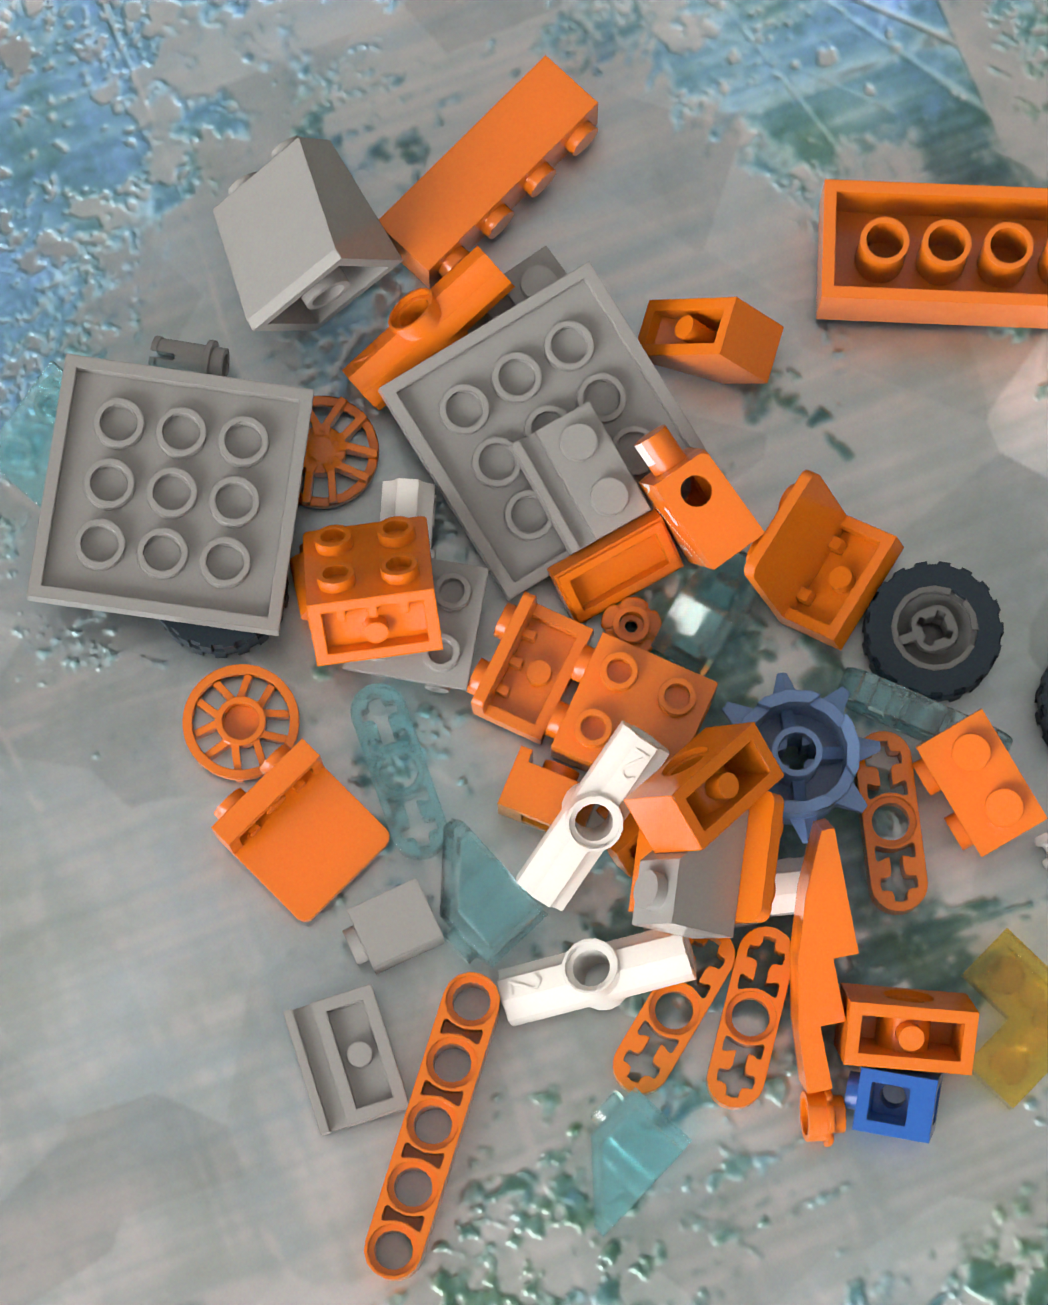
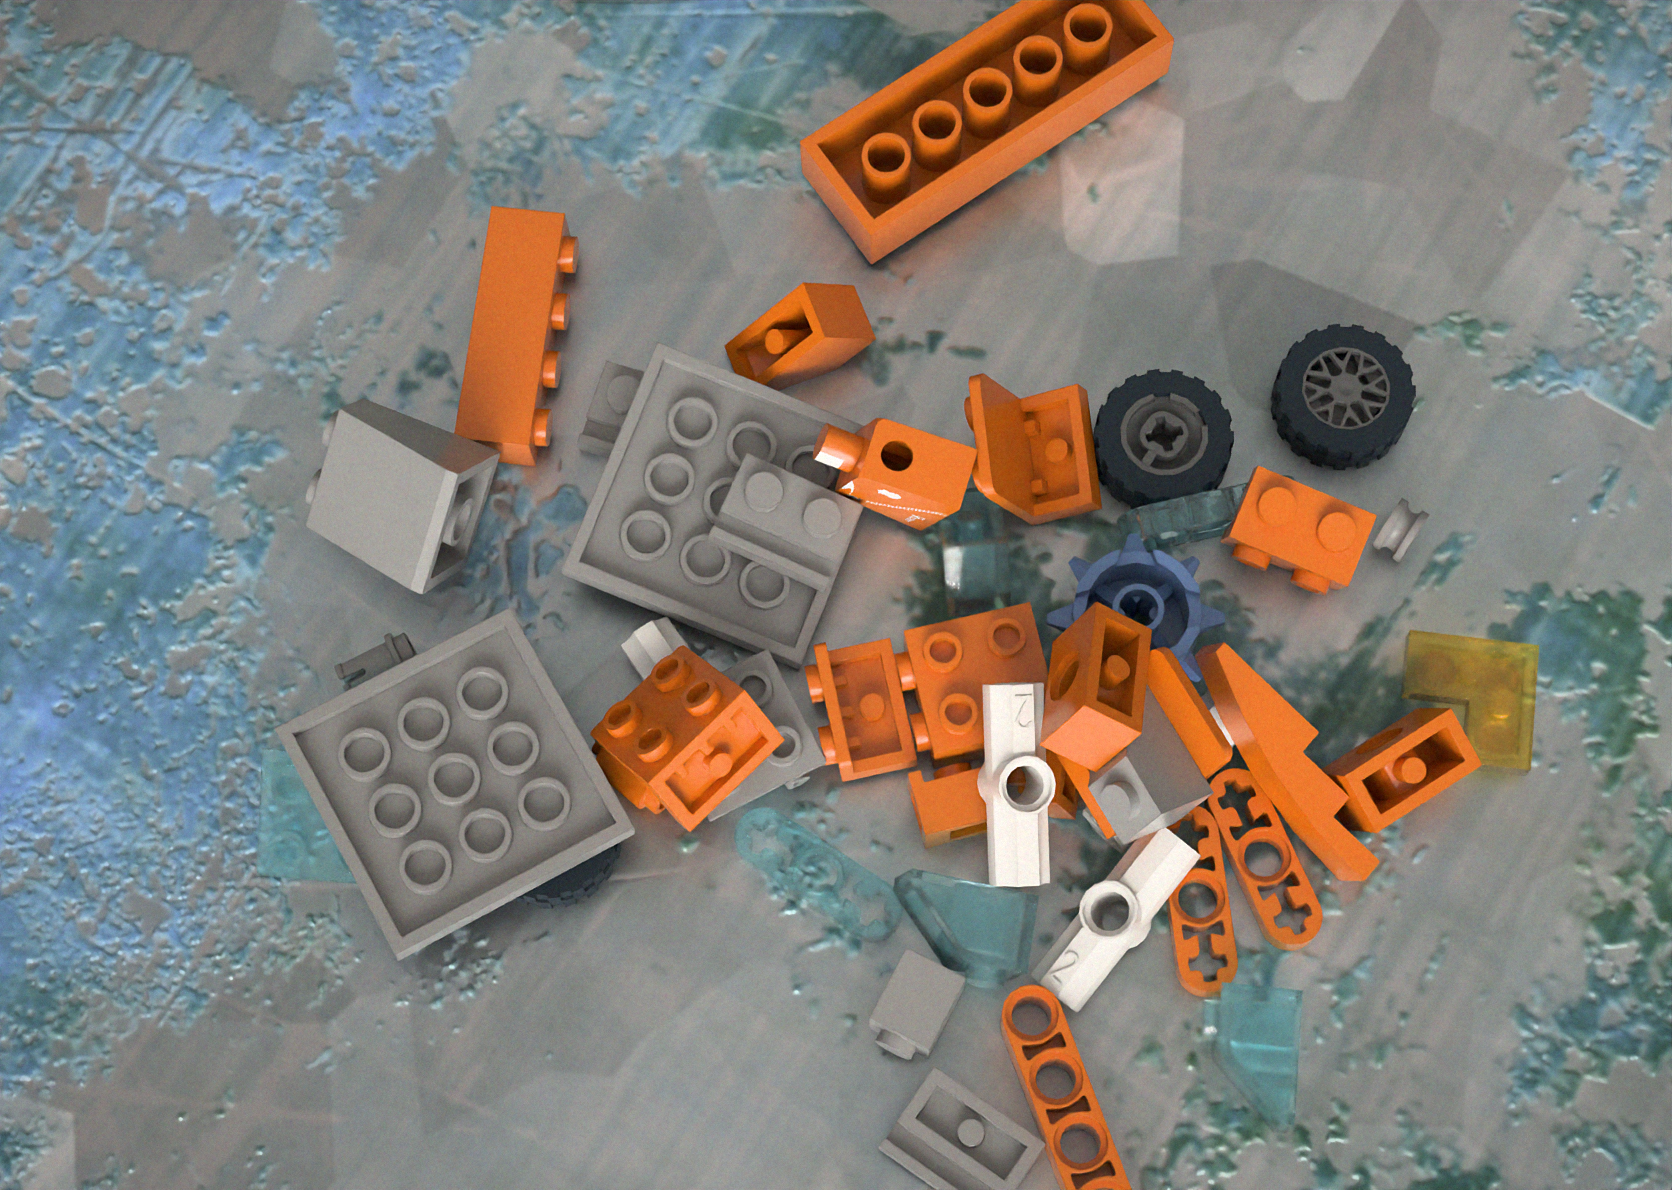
camera: 35 degrees left, 5 degrees down
(239, 720) = (653, 933): orange wheel -> none
(300, 831) = (775, 985): orange bracket -> none
(328, 451) = (556, 653): orange wheel -> none
(428, 323) = (560, 490): orange piece -> none
(615, 567) = (867, 575): orange tile -> none
(632, 610) = (909, 599): orange plate -> none
(822, 1116) = (1384, 894): orange plate -> none
(910, 867) = (1293, 639): orange beam -> none
(910, 1119) = (1455, 838): brick -> none

